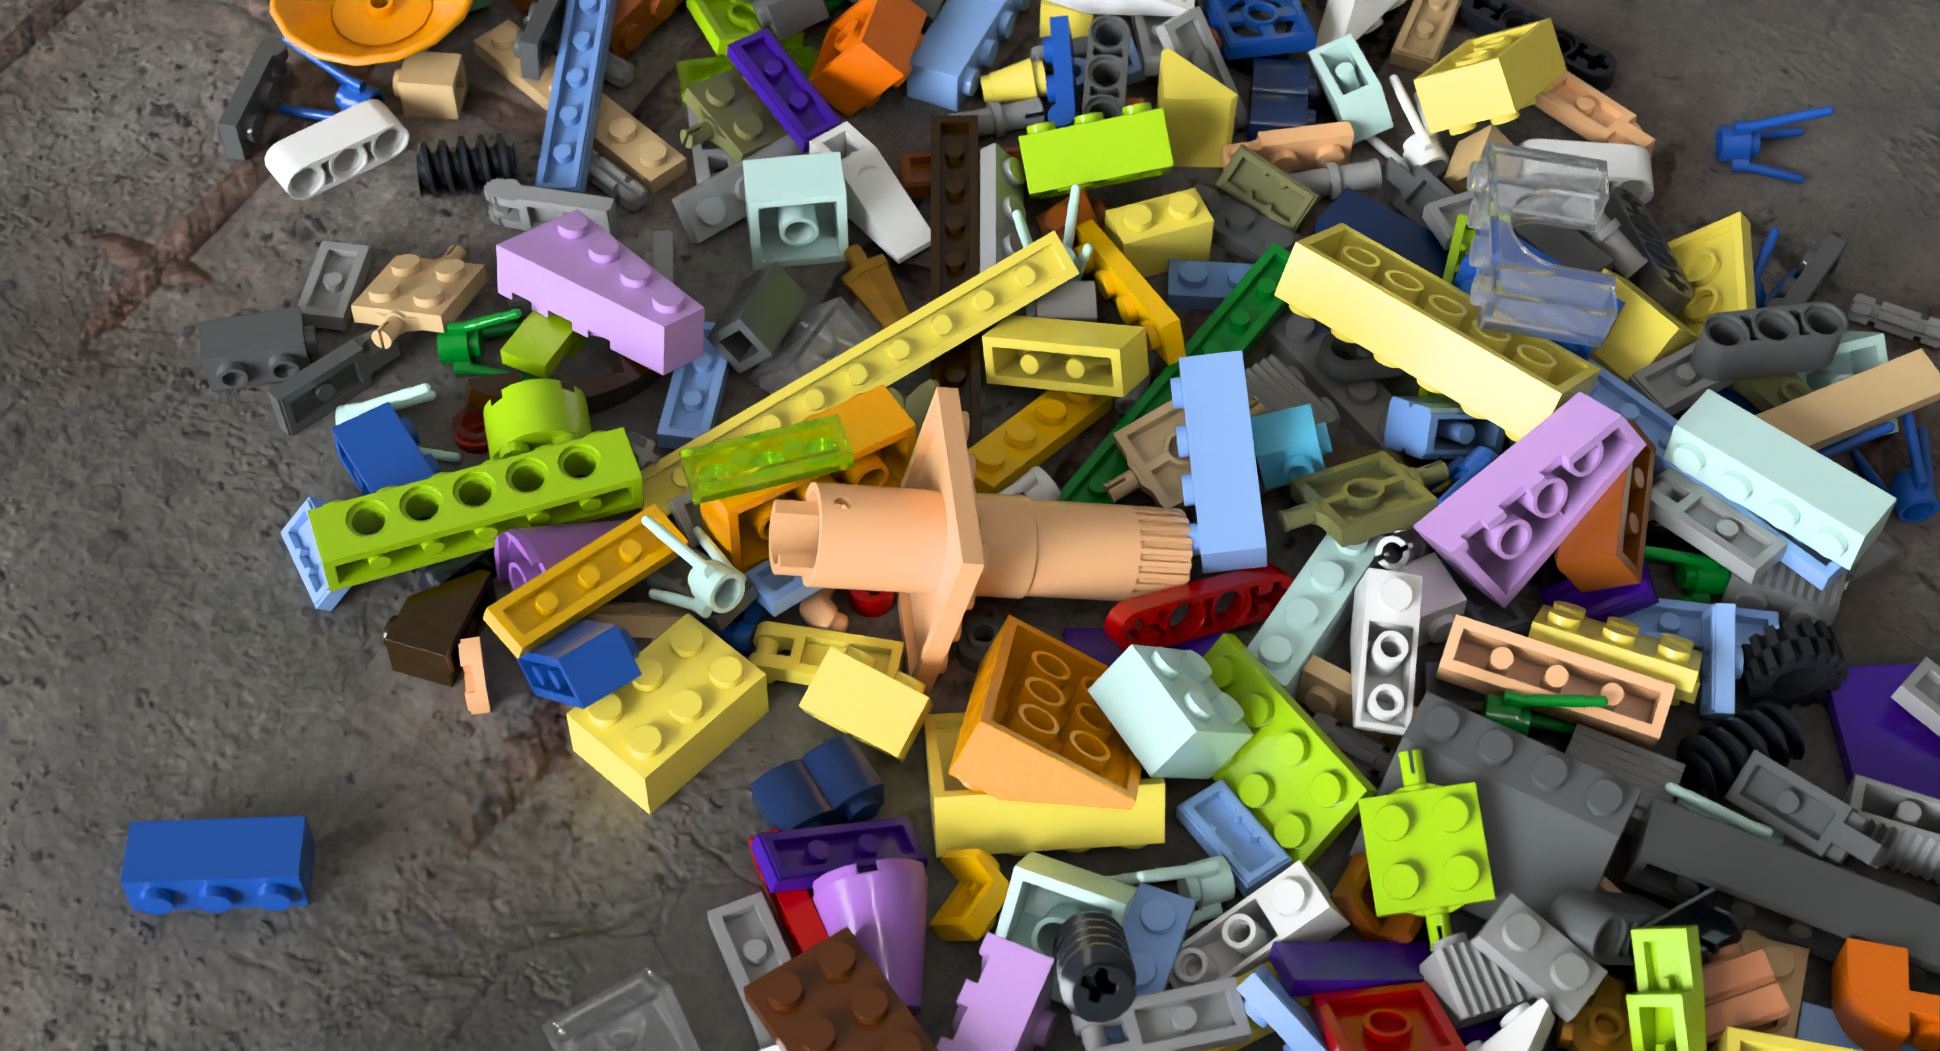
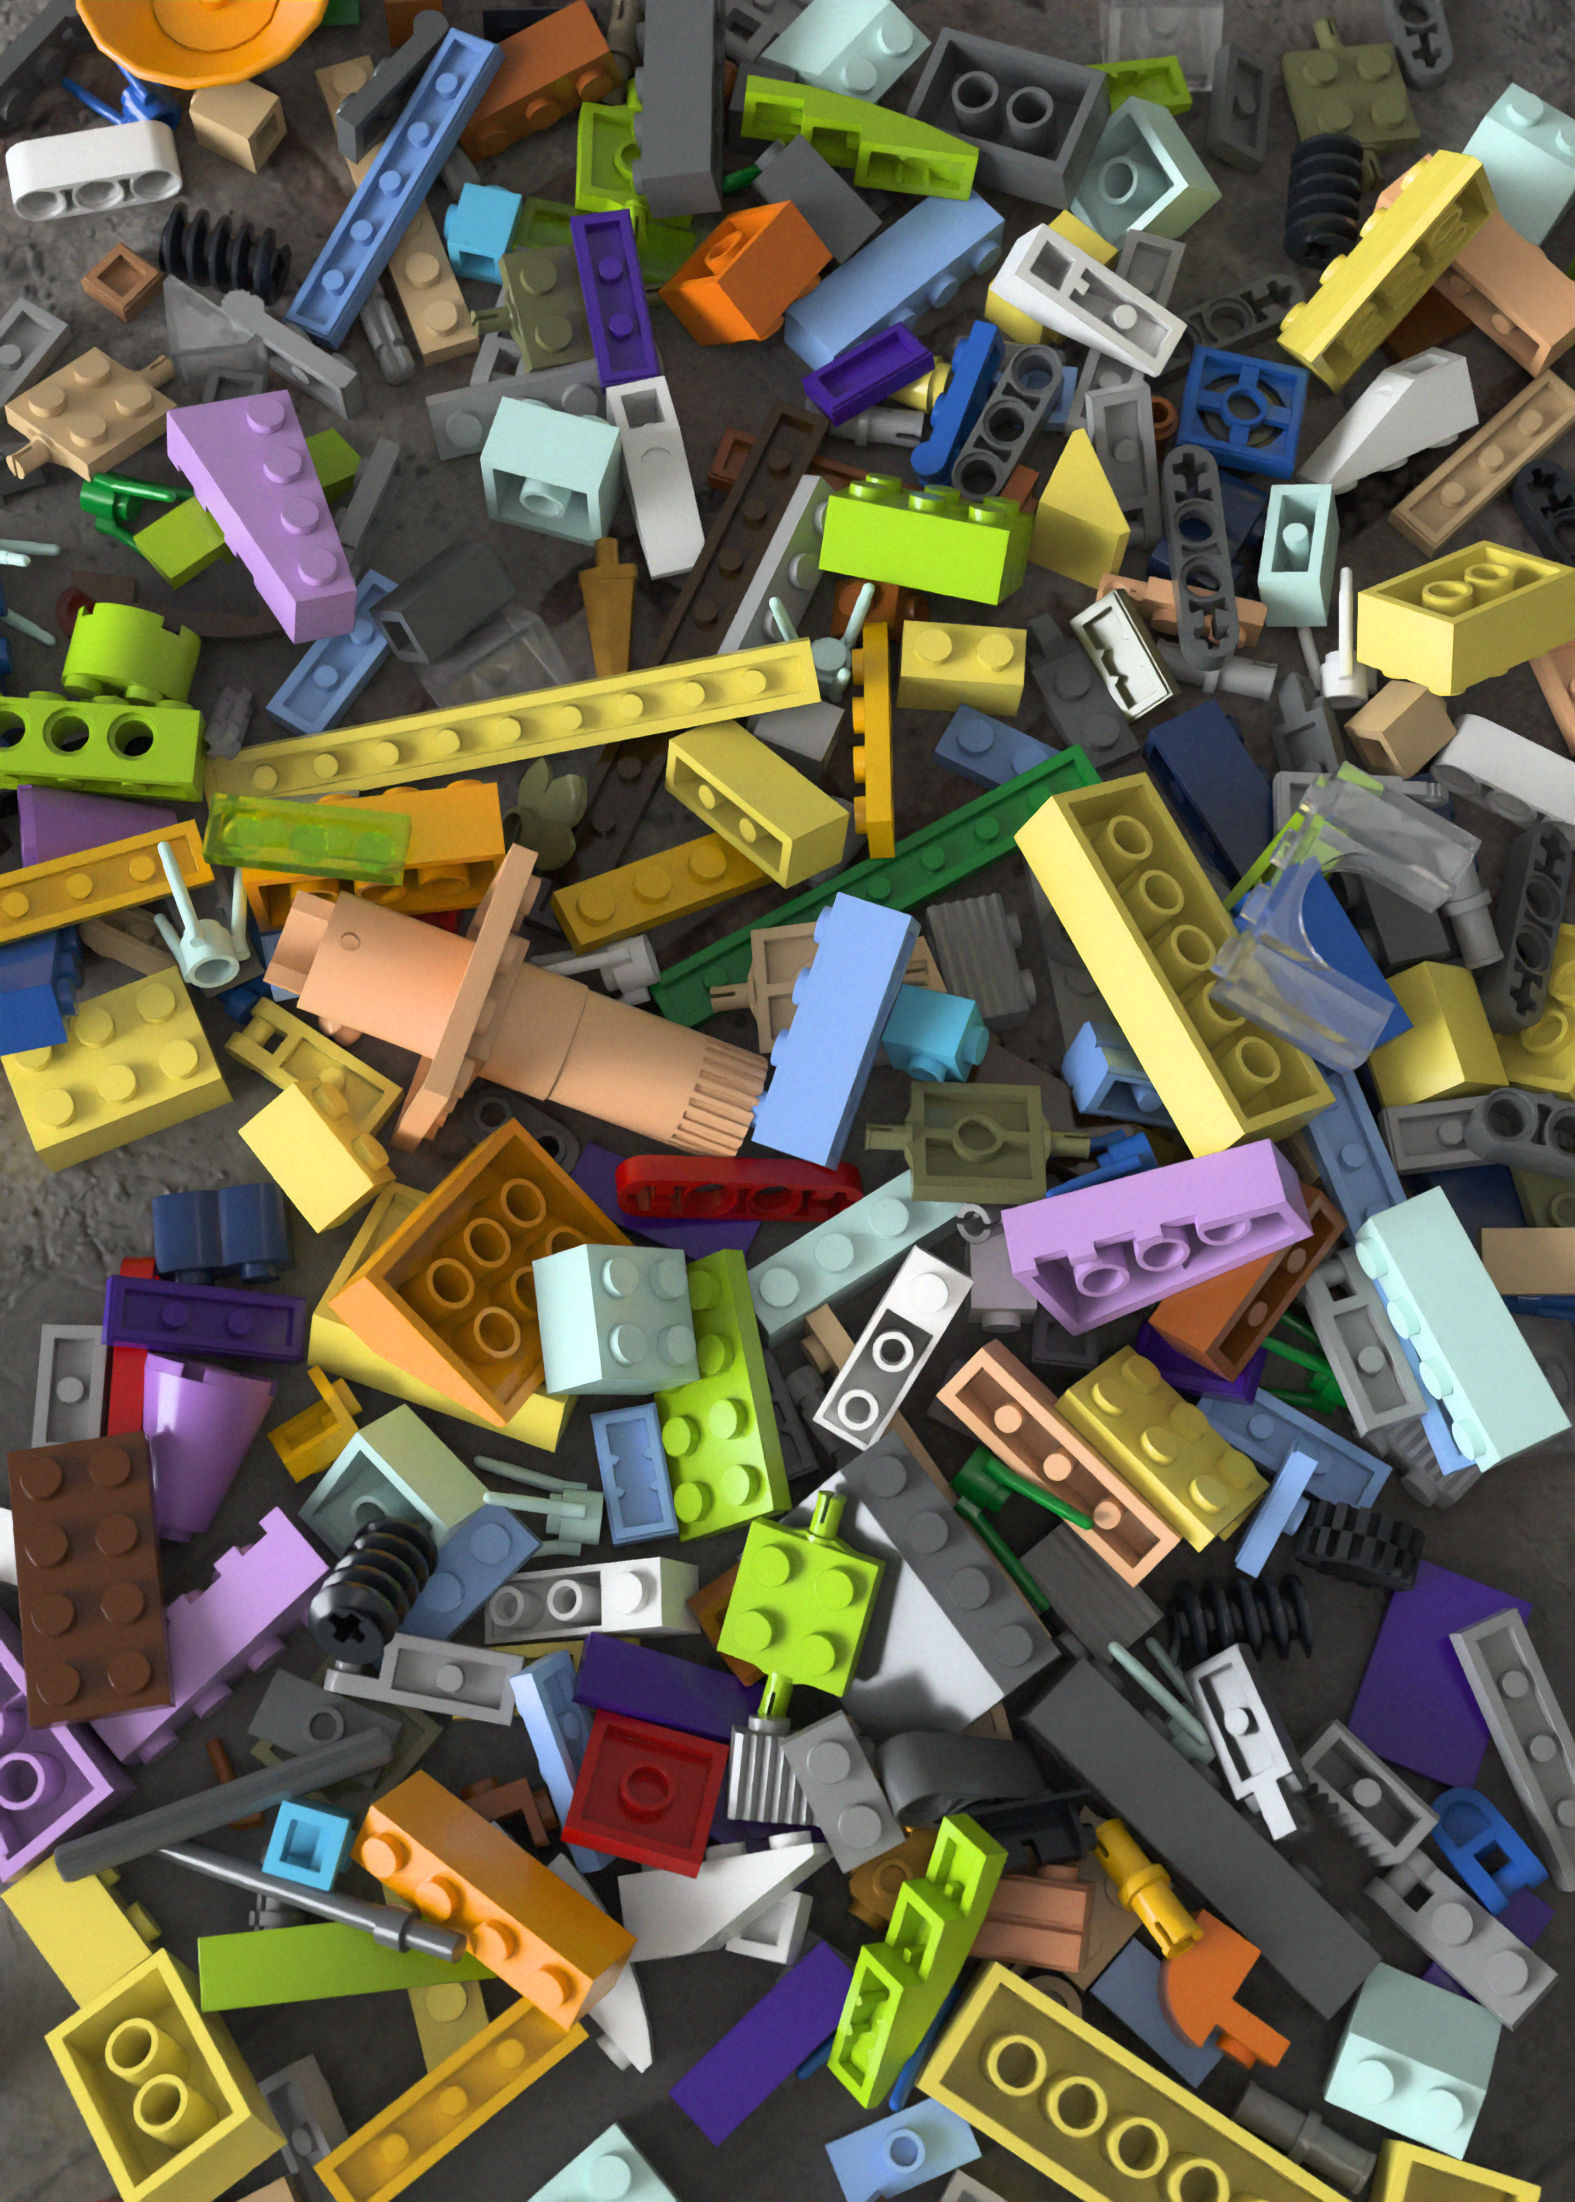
camera: 20 degrees right, 20 degrees up
(394, 213) = (123, 282): none -> medium nougat tile
(478, 216) = (207, 336): none -> clear slope
(656, 93) = (482, 231): none -> medium azure brick
(987, 81) = (868, 373): none -> dark purple tile
(1295, 102) = (1192, 557): none -> dark grey beam
(1800, 943) = (1145, 1889): none -> yellow pin

